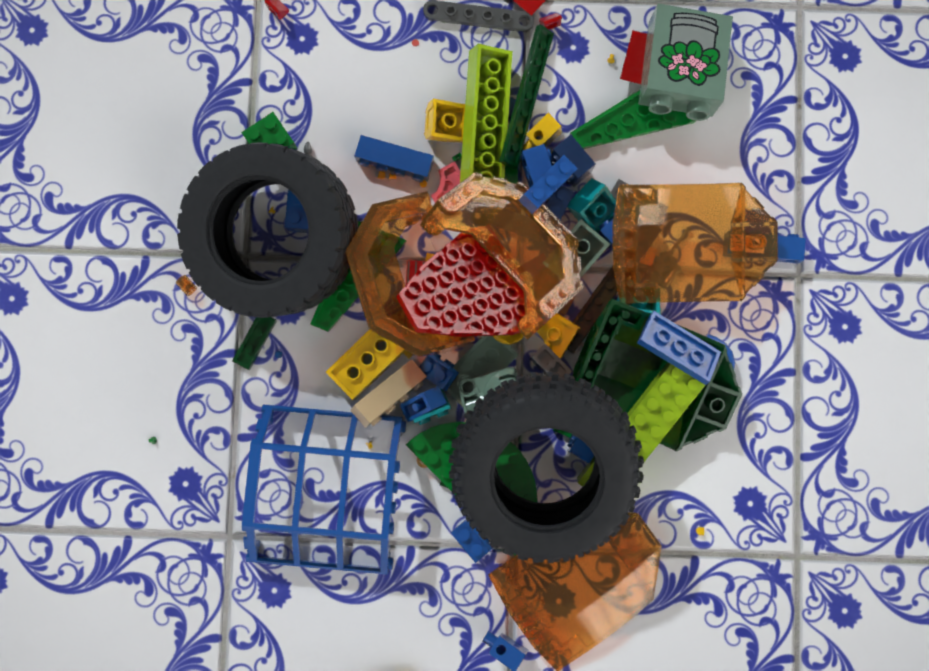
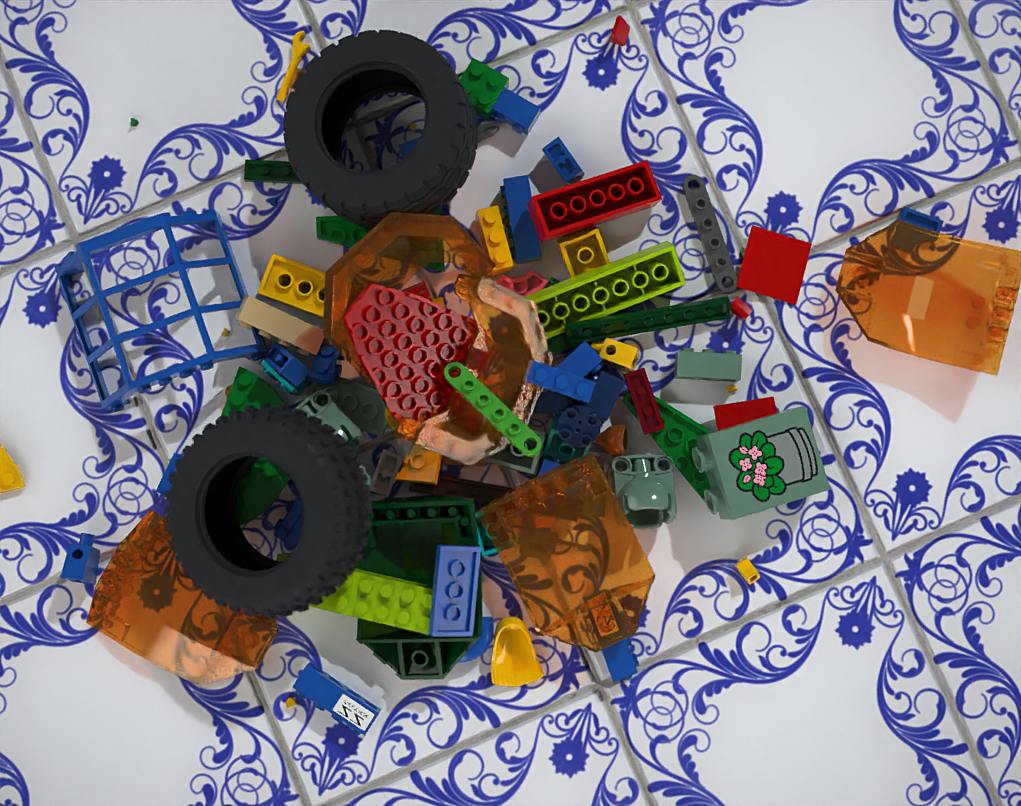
camera: 60 degrees right, 0 degrees up
(161, 274) = (299, 51): none -> yellow piece
(302, 121) = (515, 111): none -> blue brick
(361, 101) = (562, 160): none -> blue hinge
(395, 186) = (494, 239): none -> yellow brick
(409, 92) = (593, 201): none -> red brick
(544, 249) = (492, 409): none -> bright green plate
(557, 457) = (291, 526): none -> blue brick
(582, 194) = (588, 428): none -> dark blue plate
(584, 67) = (708, 365): none -> sand green brick
(591, 130) = (644, 401): none -> dark red plate
(609, 169) = (614, 439): none -> dark orange helmet
(662, 161) = (645, 489): none -> sand green piece
(716, 490) = (336, 698): none -> blue brick
(745, 330) = (514, 655): none -> yellow hair
(761, 115) = (747, 570): none -> yellow piece

